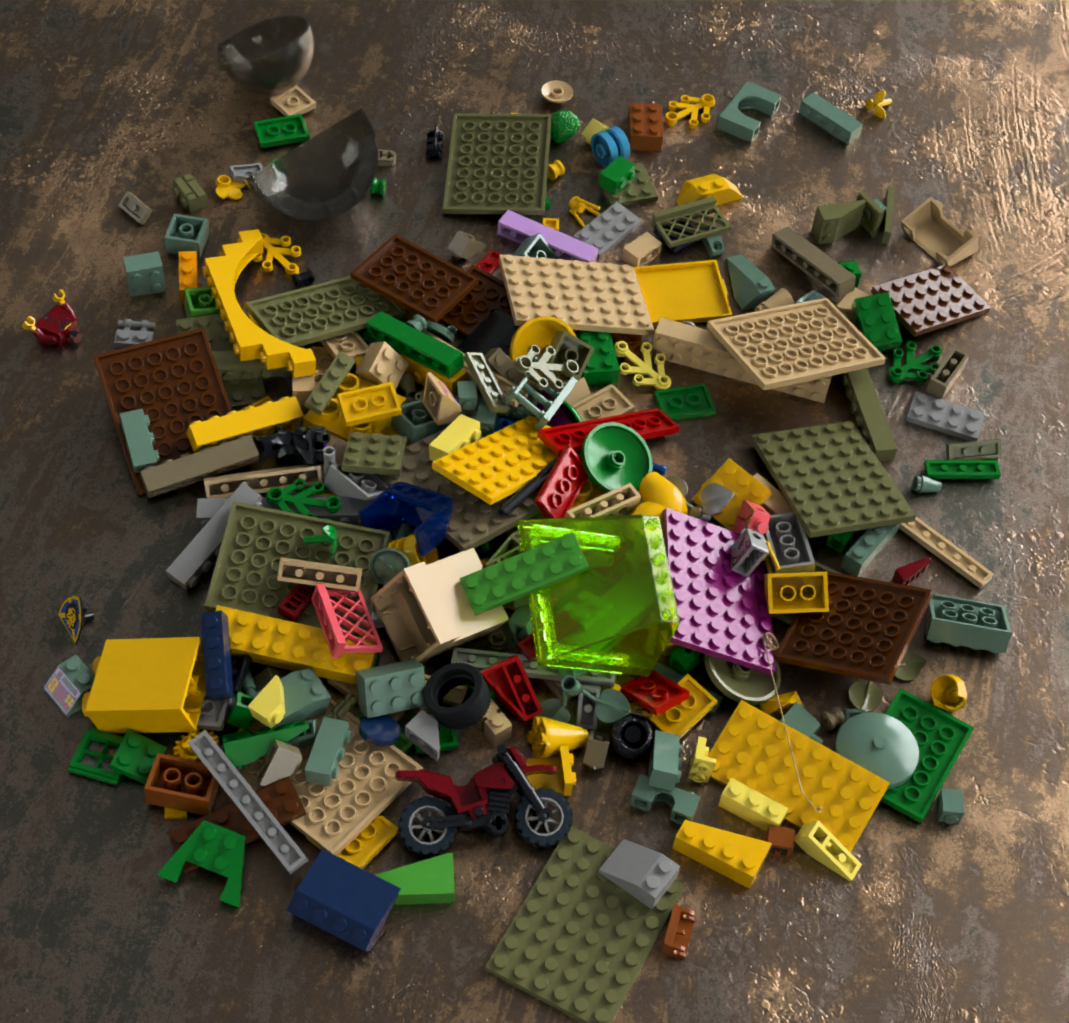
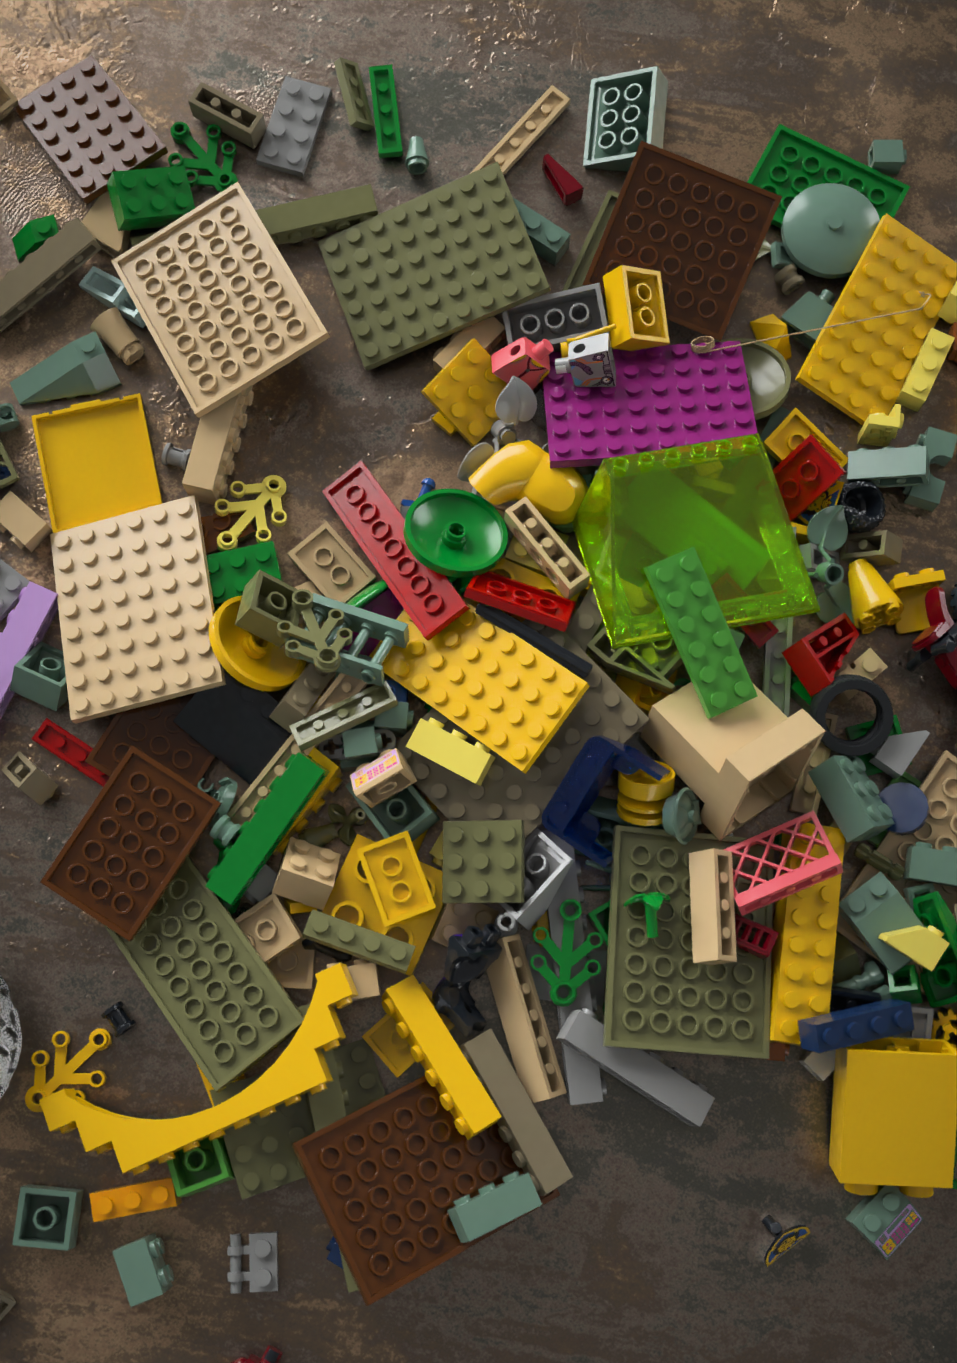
camera: 90 degrees left, 25 degrees up
(685, 402) = (303, 458): green tile -> none
(948, 693) = (736, 145): yellow piece -> none

